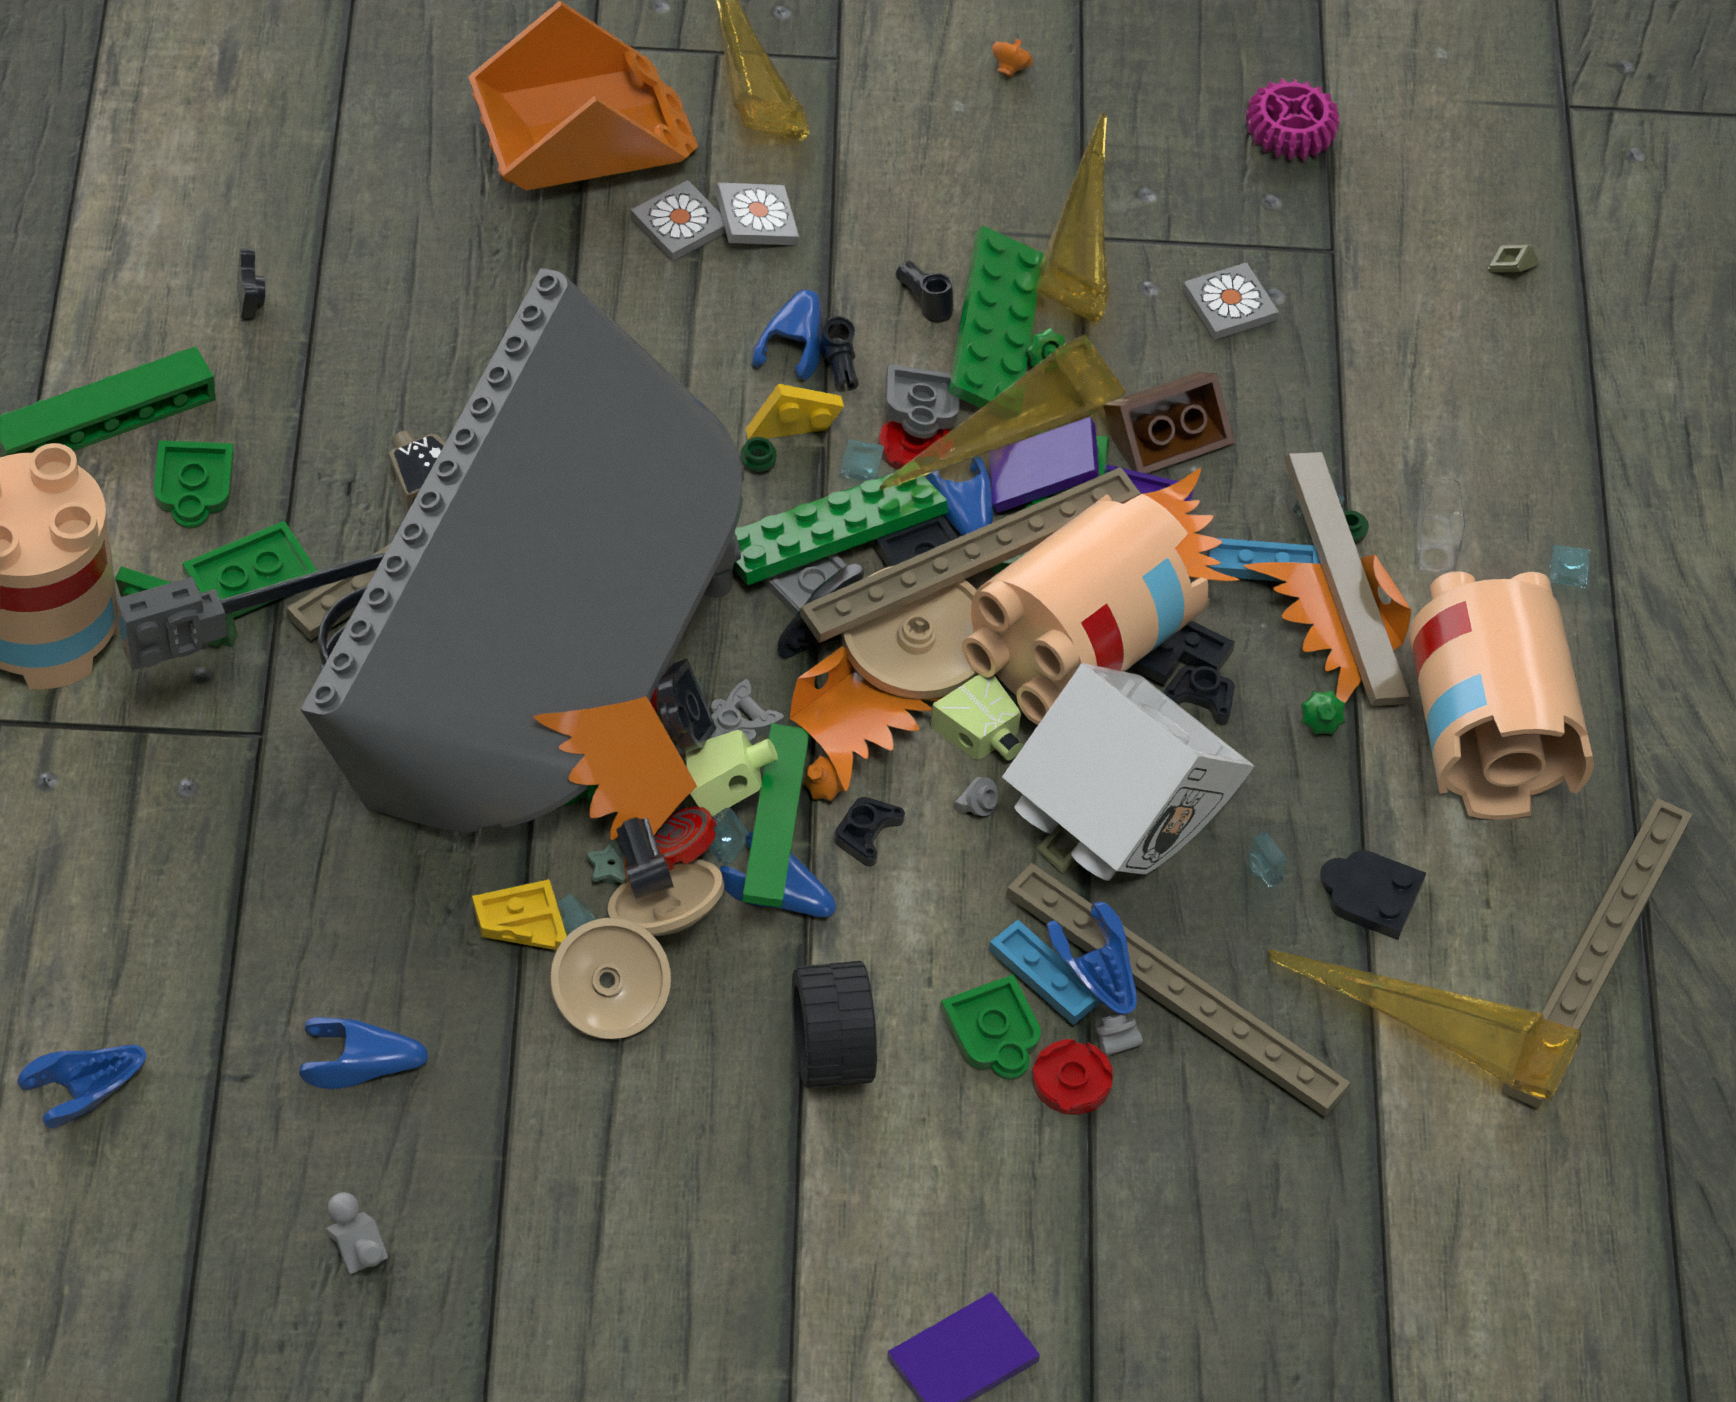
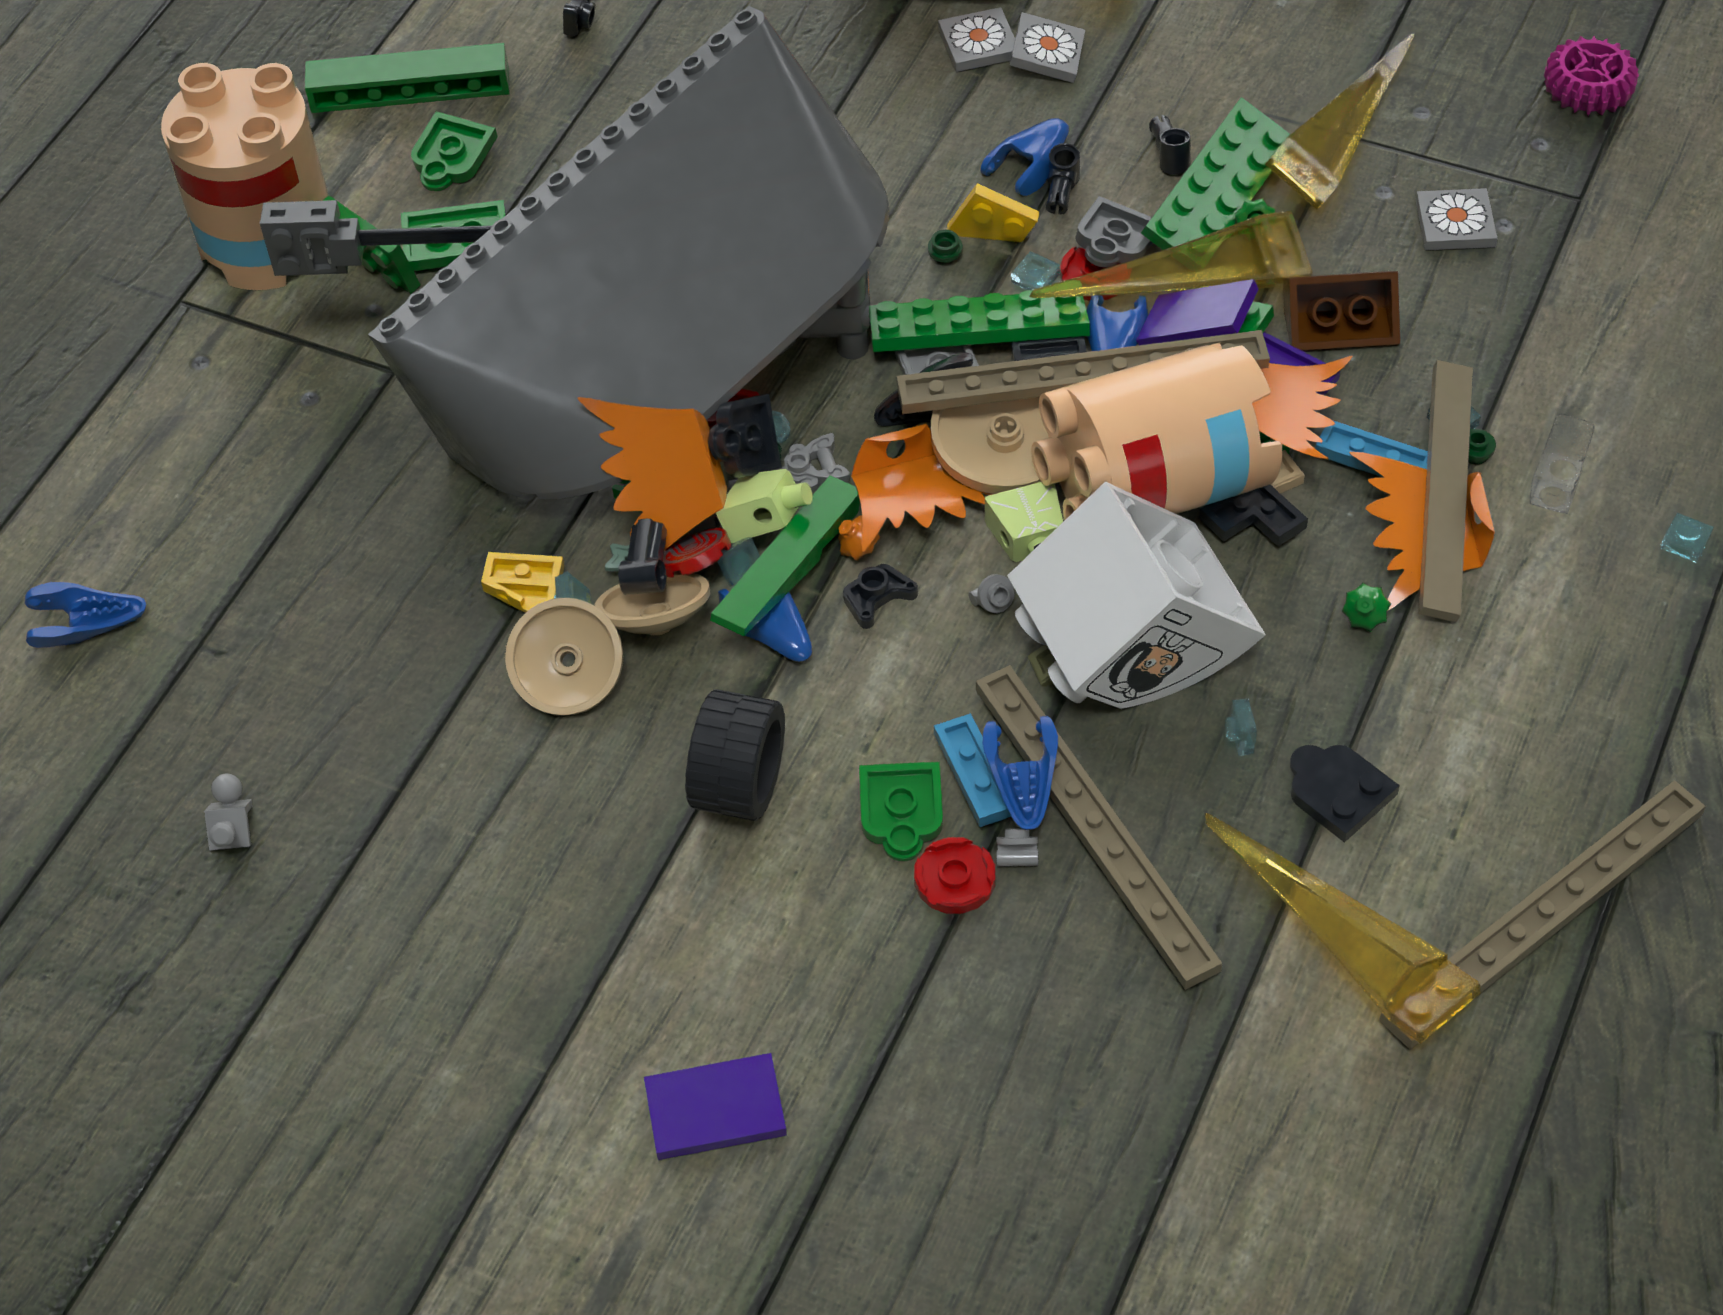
camera: 30 degrees right, 0 degrees up
(366, 1053) = (325, 662): blue animal -> none
(1205, 689) = (1259, 554): black piece -> none
(1499, 692) = (1539, 629): light nougat brick -> none

